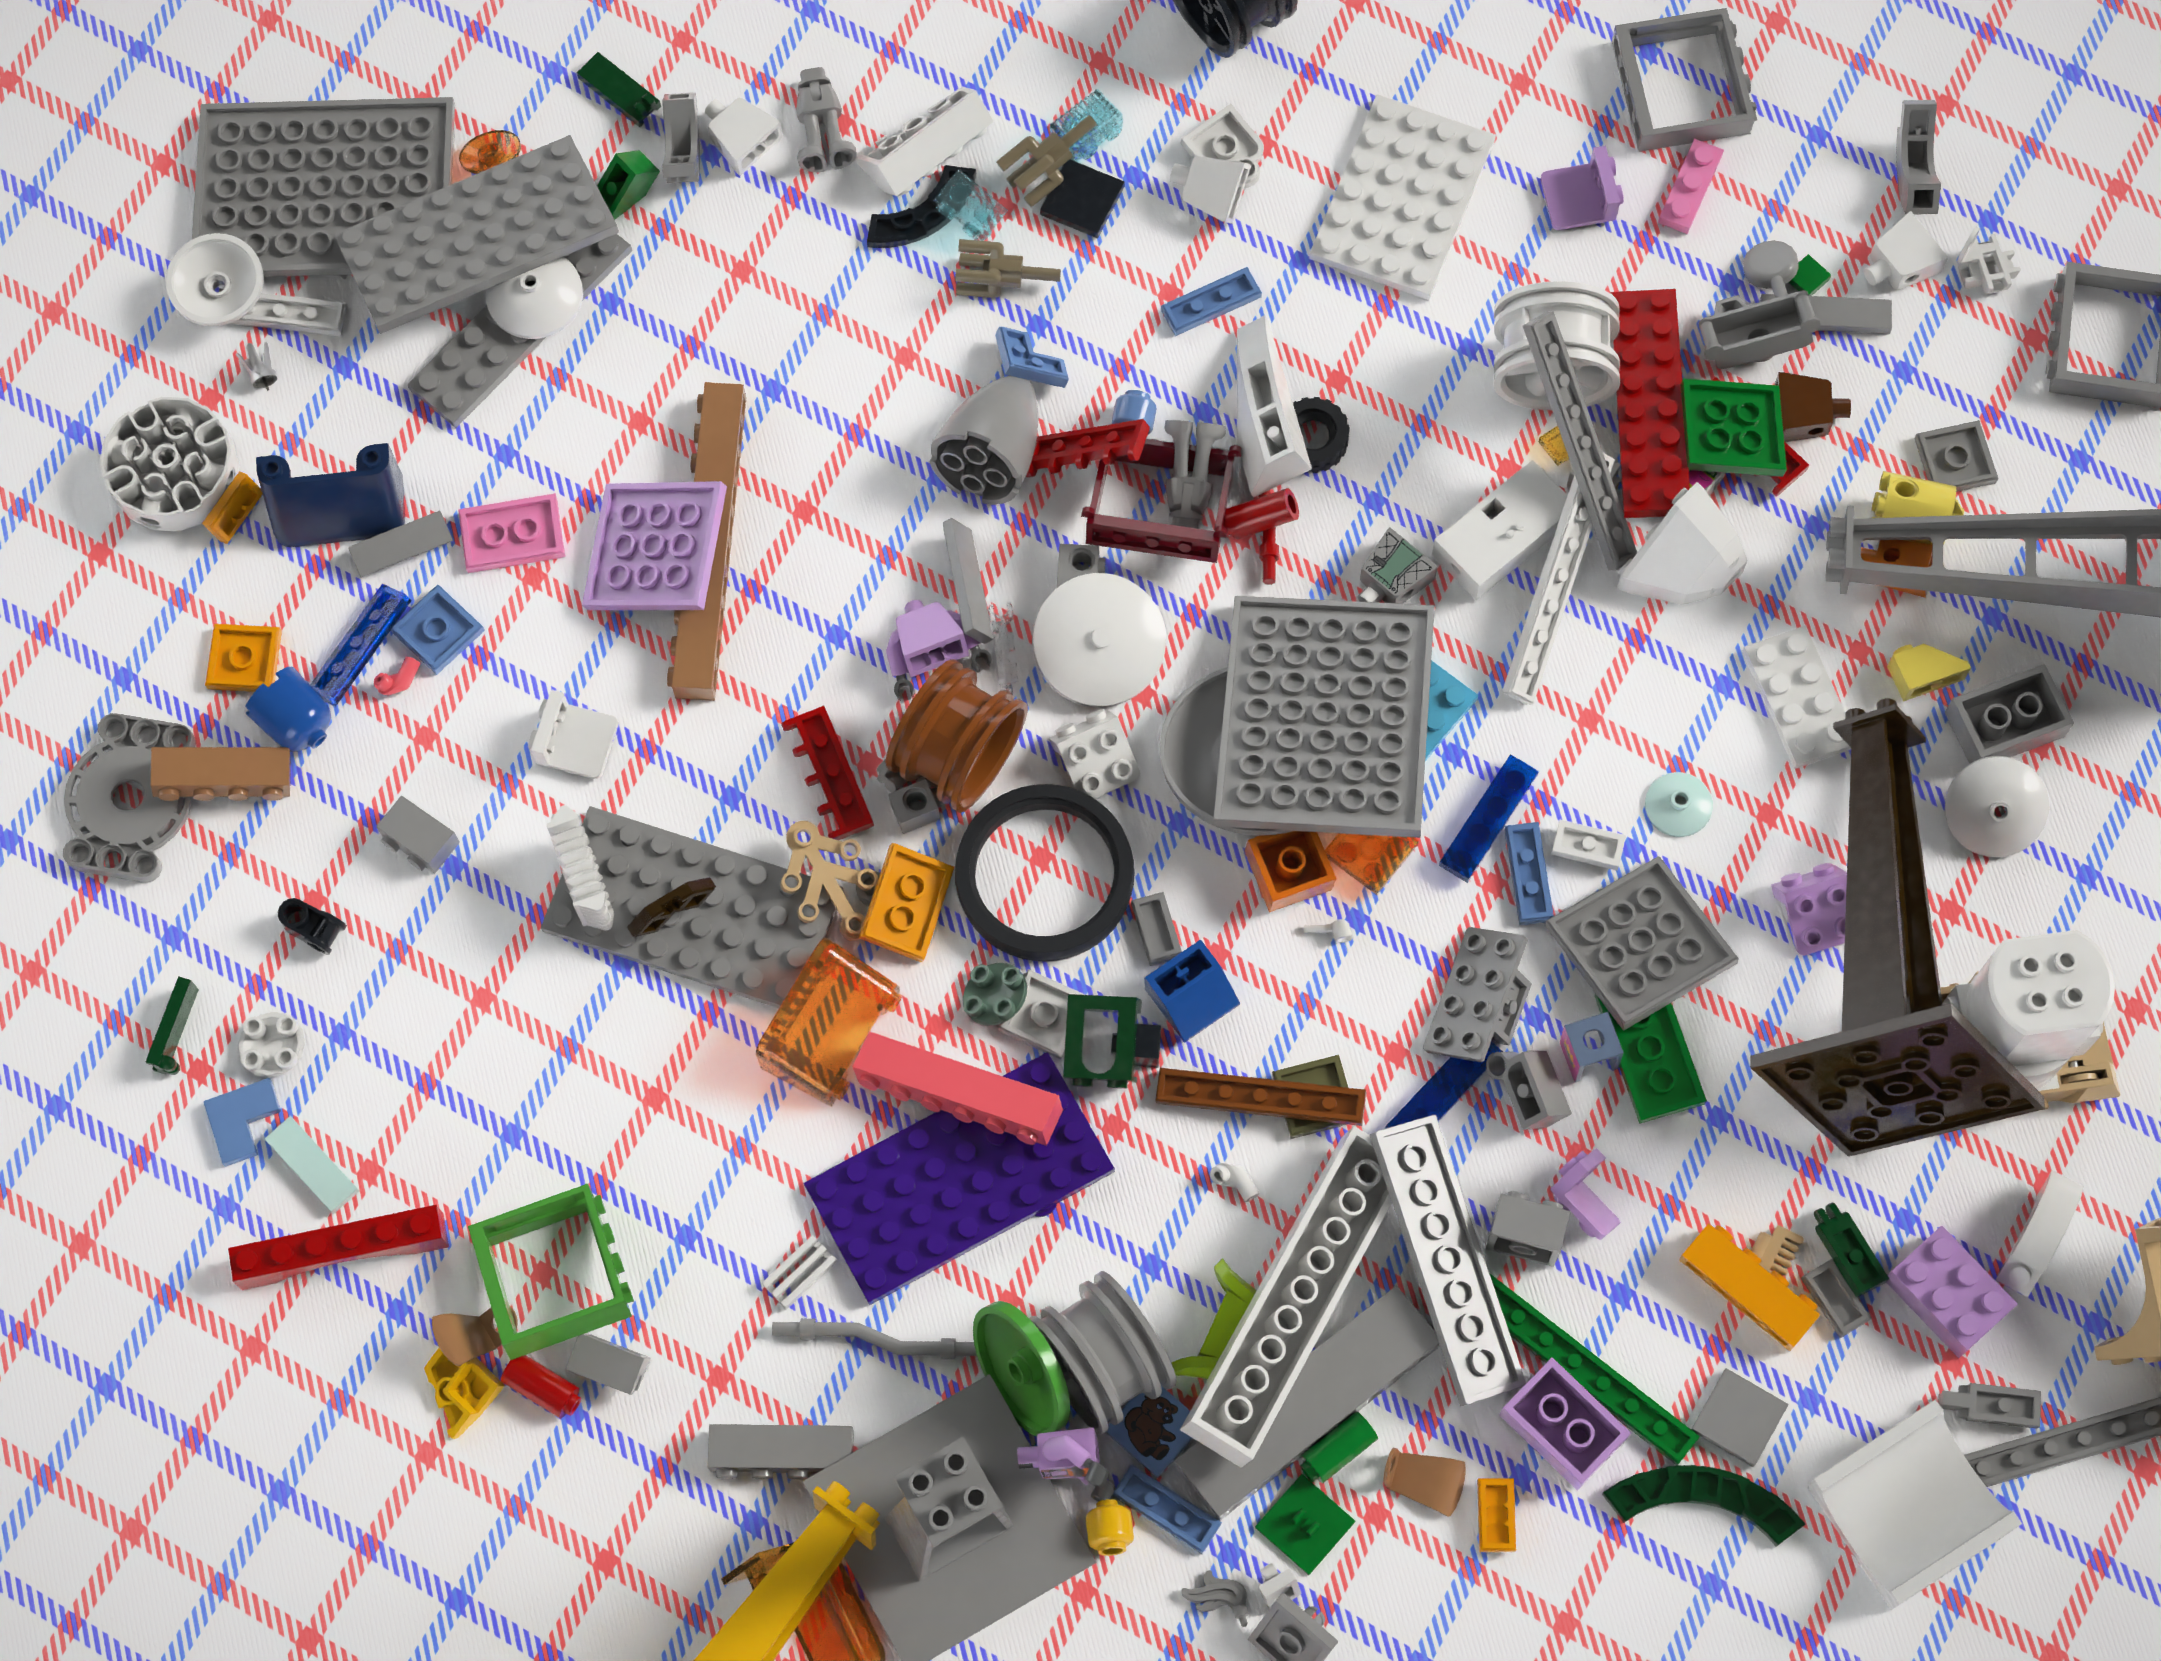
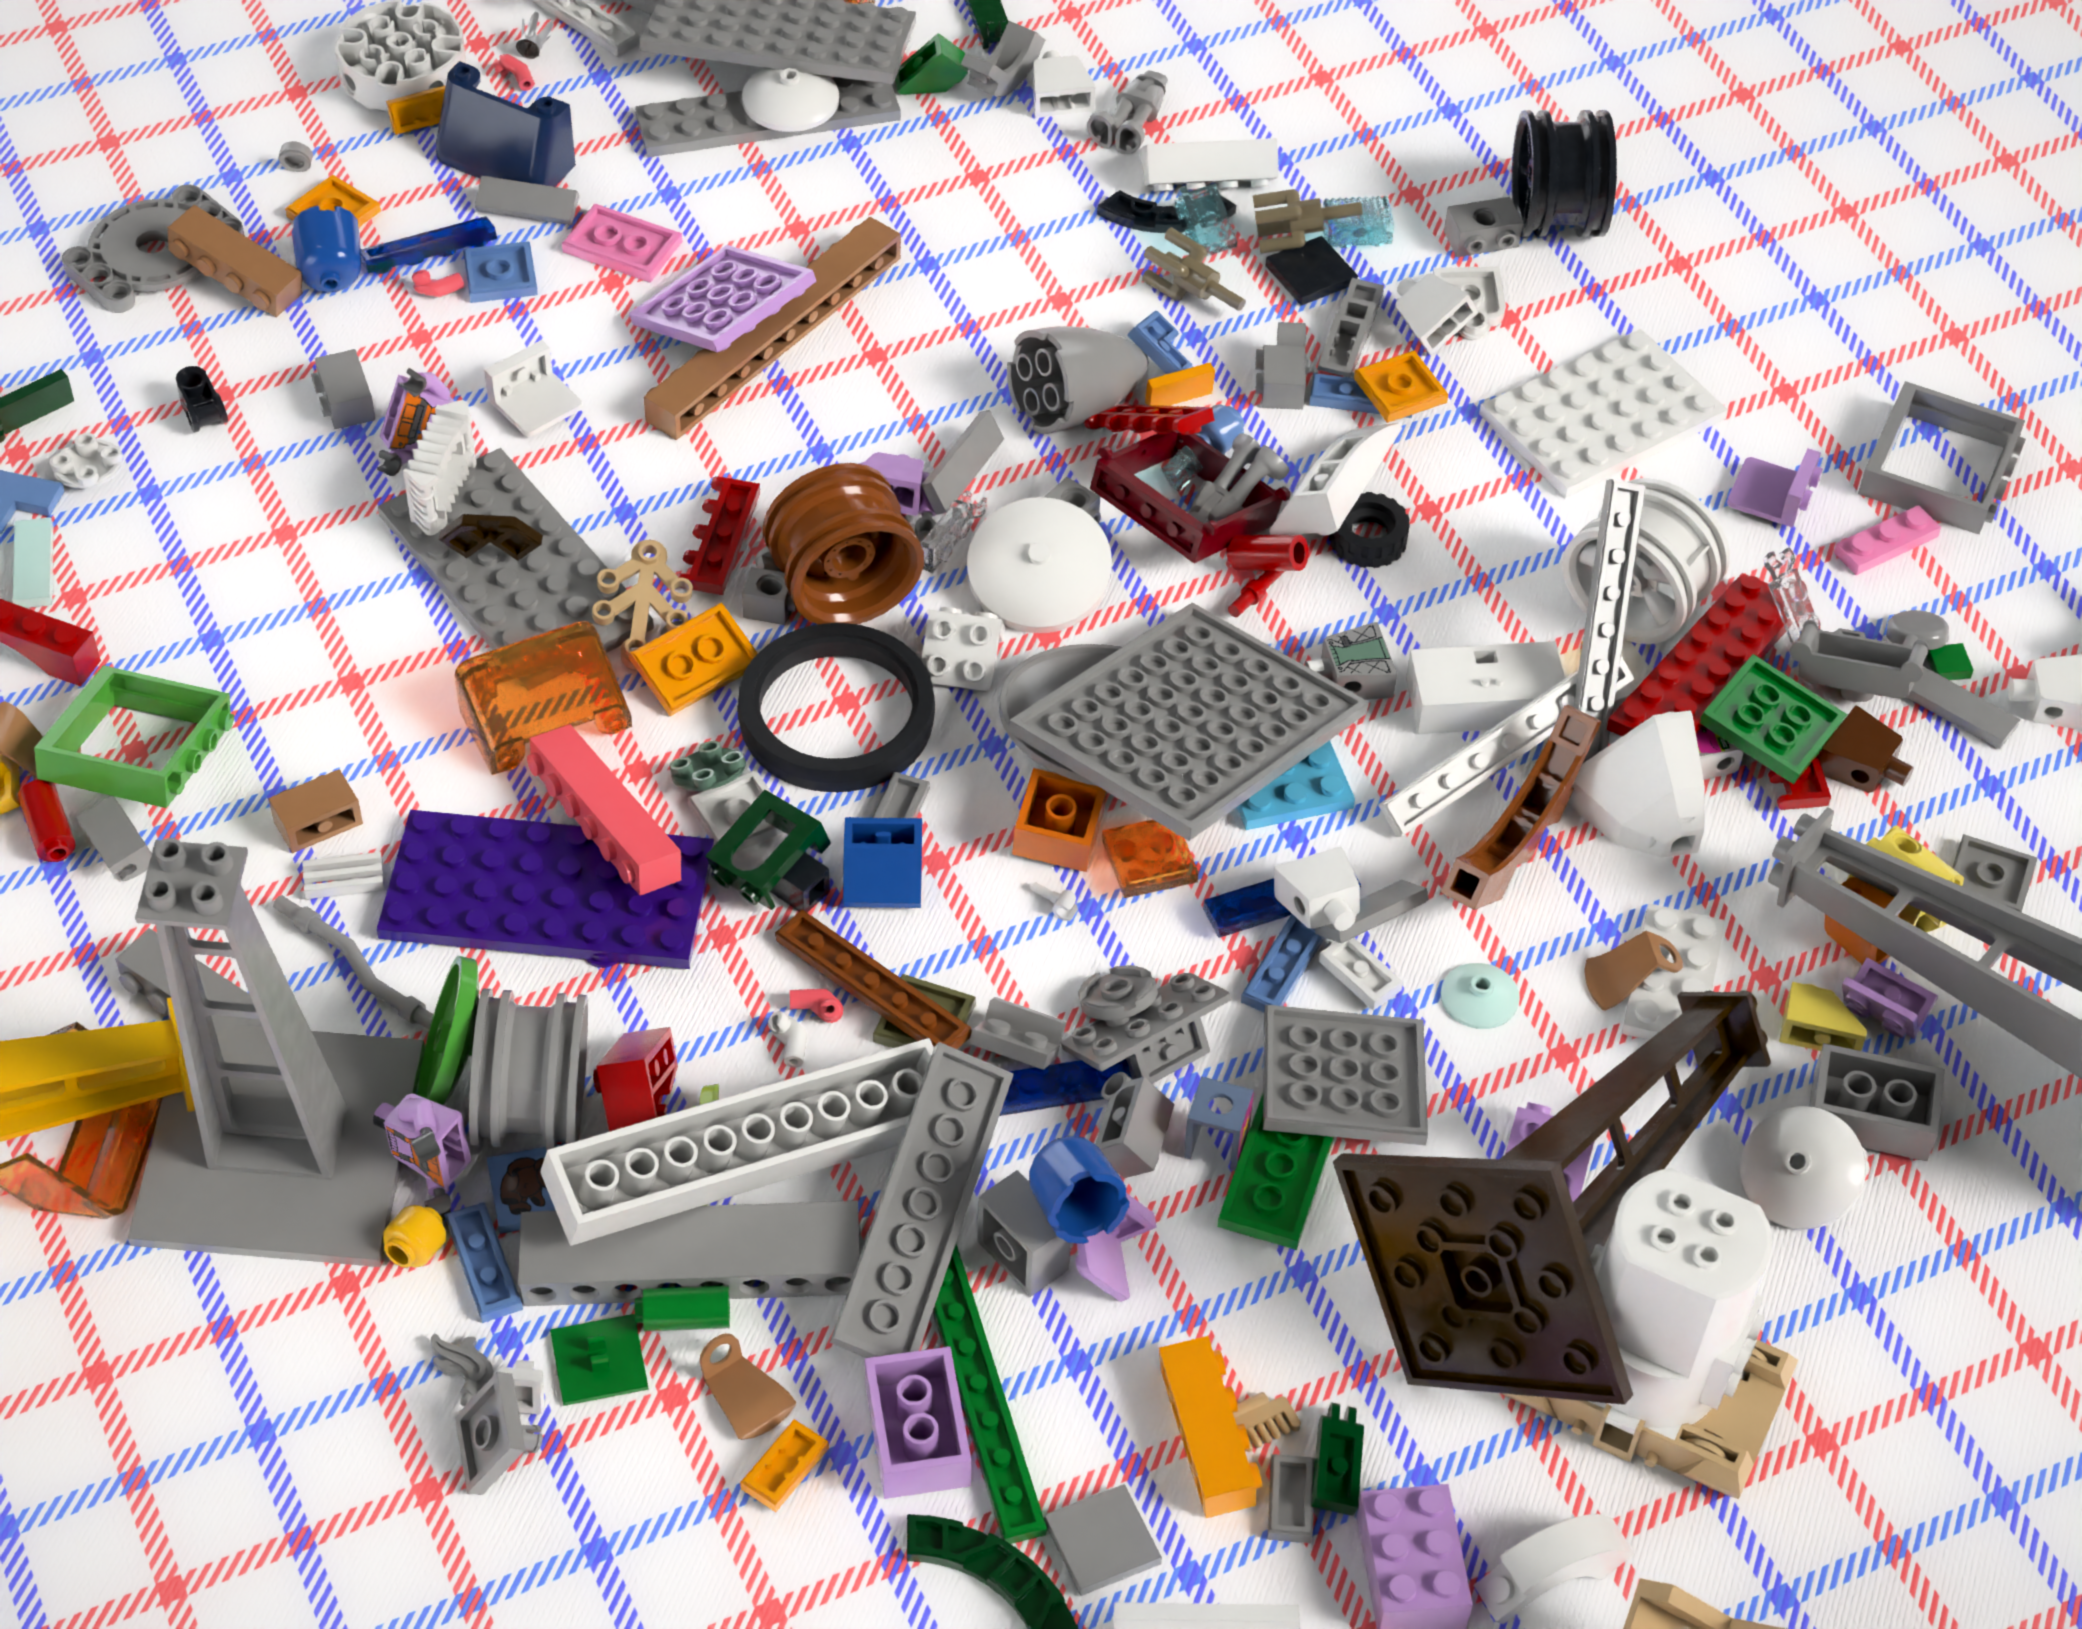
camera: 30 degrees right, 20 degrees down
(168, 627) = (295, 156): none -> light grey tile
(275, 407) = (521, 71): none -> coral arm
(511, 832) = (407, 415): none -> torso
(734, 1234) = (315, 810): none -> medium nougat brick
(1071, 389) = (1180, 385): none -> light orange tile
(1135, 474) = (1182, 468): none -> clear light blue tile
(1137, 318) = (1283, 368): none -> light grey hinge
(1158, 240) = (1351, 327): none -> light grey slope
(1173, 1302) = (636, 1077): none -> red wedge
(1191, 51) = (1483, 226): none -> light grey brick
(1232, 1135) = (820, 1001): none -> coral arm
(1240, 277) = (1401, 386): none -> light orange tile
(1396, 1068) = (1019, 1033): none -> light grey bracket
(1438, 984) = (1118, 994): none -> light grey tile
(1526, 803) = (1319, 889): none -> white torso
(1562, 789) = (1378, 909): none -> light grey tile
(1563, 1187) = (1077, 1189): none -> blue cylinder
(1619, 656) = (1487, 868): none -> dark orange arch
(1674, 304) = (1789, 593): none -> clear plate
(1769, 716) = (1622, 969): none -> medium nougat piece
(1960, 619) = (1888, 998): none -> lavender bracket

